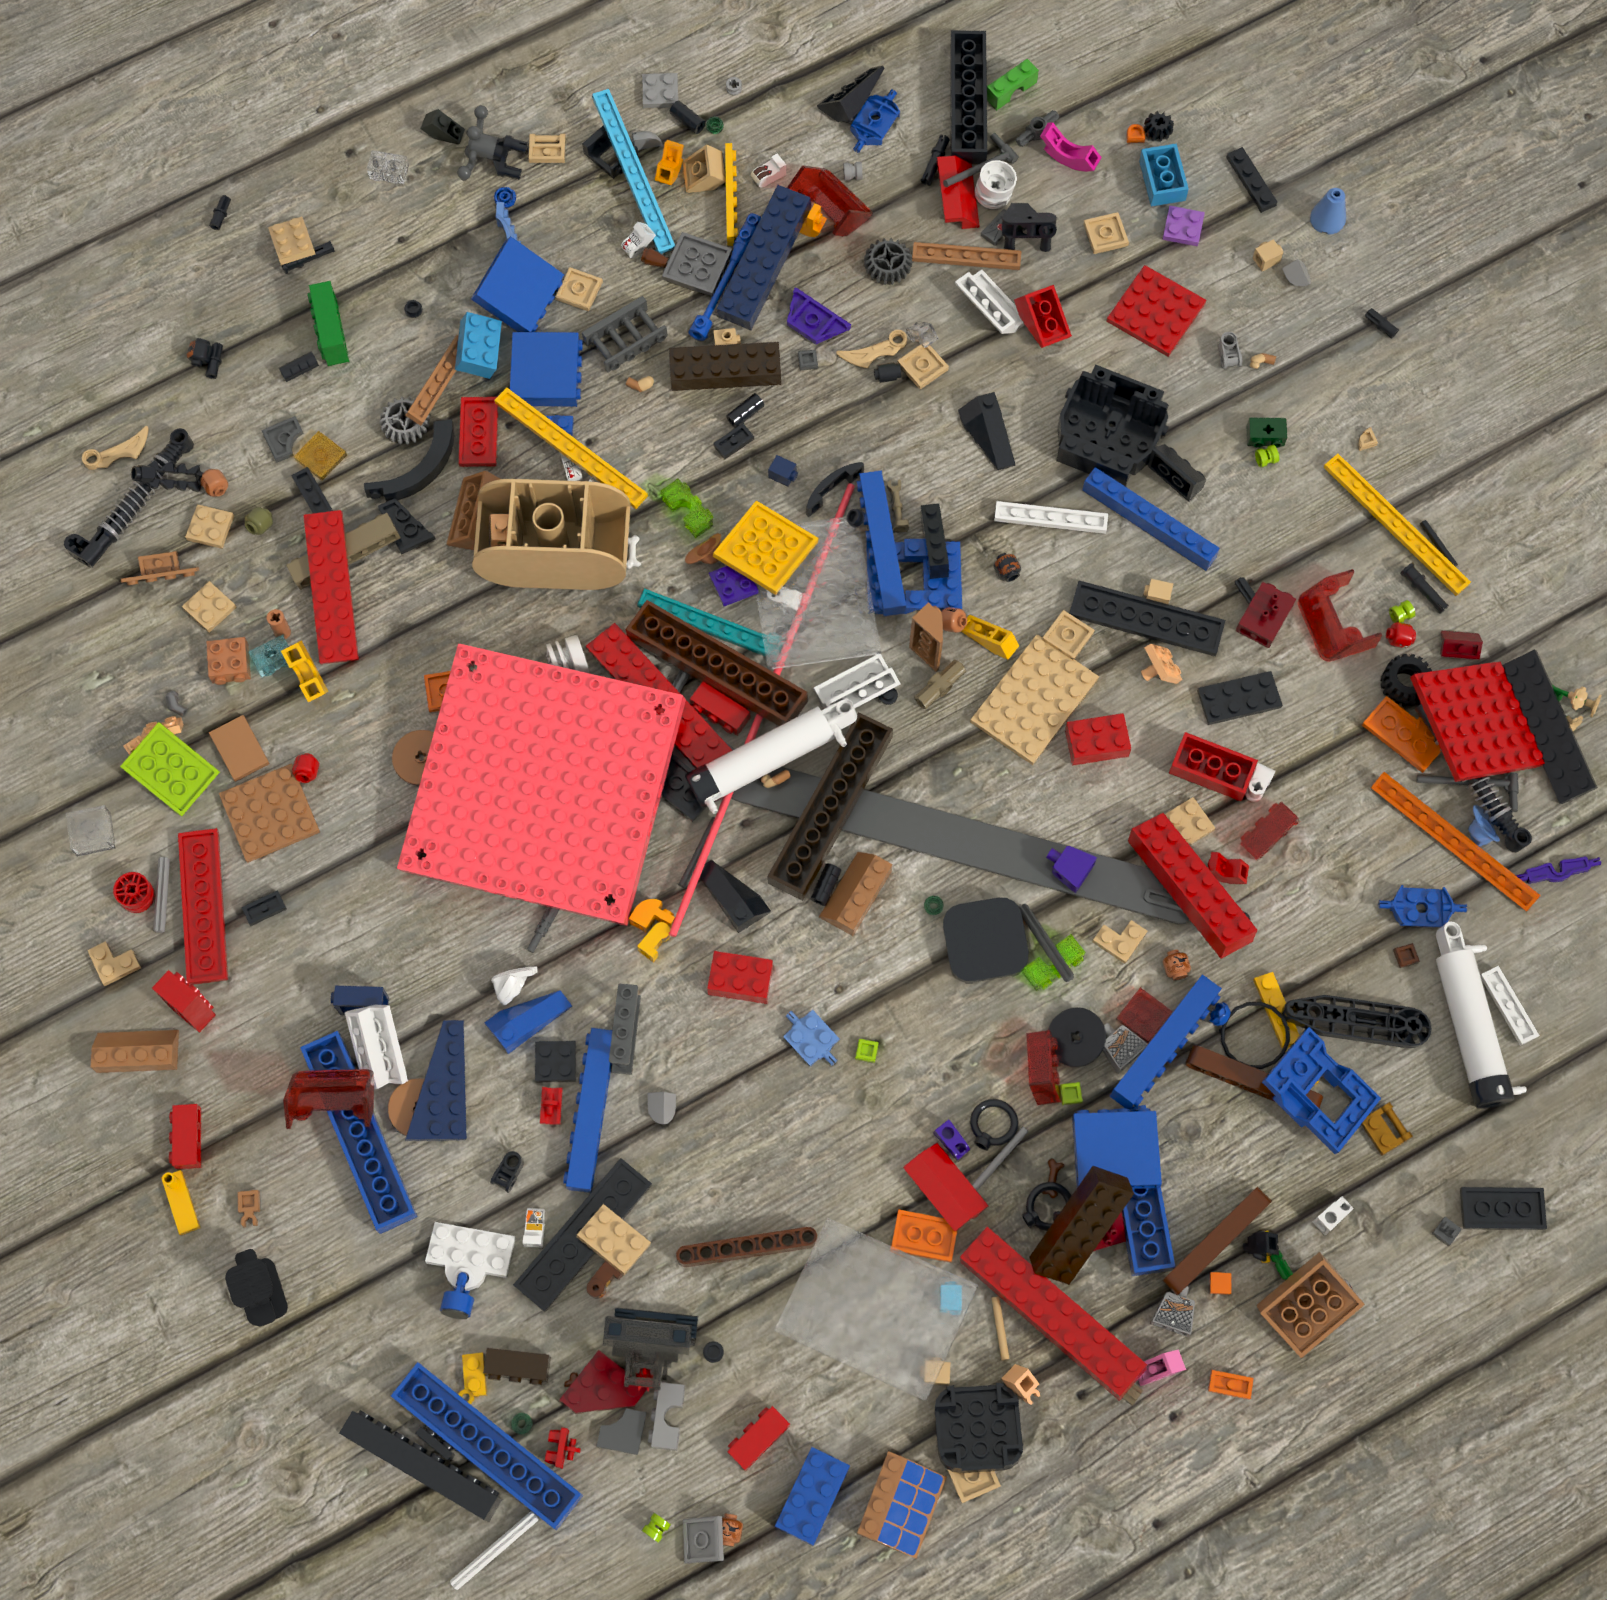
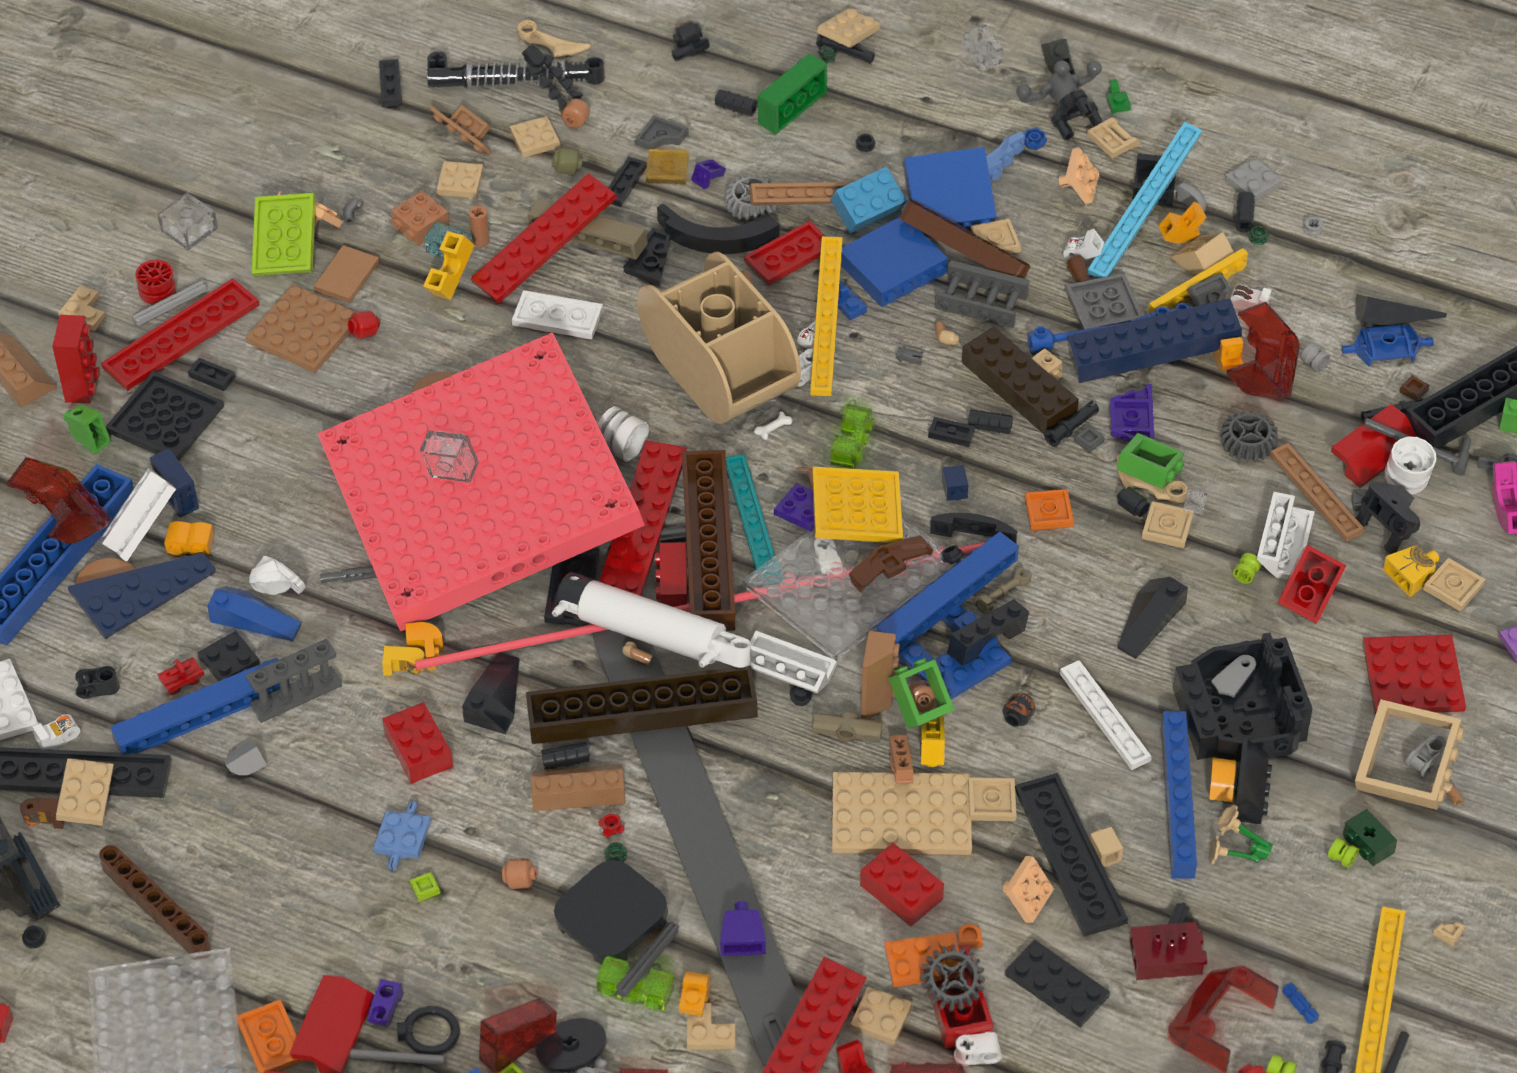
camera: 55 degrees right, 20 degrees down
(63, 592) = (390, 82): none -> black plate
(247, 1032) = (87, 427): none -> bright green torso
(279, 968) = (164, 415): none -> black plate
(302, 273) = (827, 54): none -> clear green plate
(352, 433) = (705, 171): none -> dark purple bracket
(407, 626) = (557, 314): none -> white plate
(420, 1022) = (189, 538): none -> light orange brick
(511, 119) = (1117, 100): none -> green plate
(523, 791) = (449, 456): none -> clear brick
(572, 194) = (1080, 176): none -> light nougat plate
(572, 311) = (963, 240): none -> reddish brown beam
(637, 422) = (909, 355): none -> dark grey pin
(748, 195) = (1209, 290): none -> dark grey tile
(788, 368) = (1065, 428): none -> black pin
(831, 562) = (888, 560): none -> reddish brown plate
(849, 428) = (1049, 509): none -> orange tile
(869, 346) = (1145, 470): none -> bright green window
(906, 980) = (519, 873): none -> nougat head
(912, 889) = (607, 821): none -> red plate
(924, 133) = (1414, 388): none -> reddish brown tile
(978, 630) = (905, 699): none -> bright green window
(997, 669) = (901, 759): none -> nougat piece
(998, 345) = (1247, 567): none -> lime wheel
(1075, 248) = (1411, 568): none -> yellow torso
(1084, 417) = (1234, 675): none -> light grey piece
(1091, 927) = (695, 993): none -> light orange brick
(1161, 484) = (1222, 779): none -> light orange brick
(1164, 726) = (970, 935): none -> orange tile
(1180, 767) = (908, 955): none -> orange plate
(1204, 377) = (1430, 800): none -> tan window
(1210, 505) = (1228, 821): none -> plant
(1215, 772) = (965, 961): none -> dark grey gear
(1358, 564) = (1300, 1003): none -> blue axle

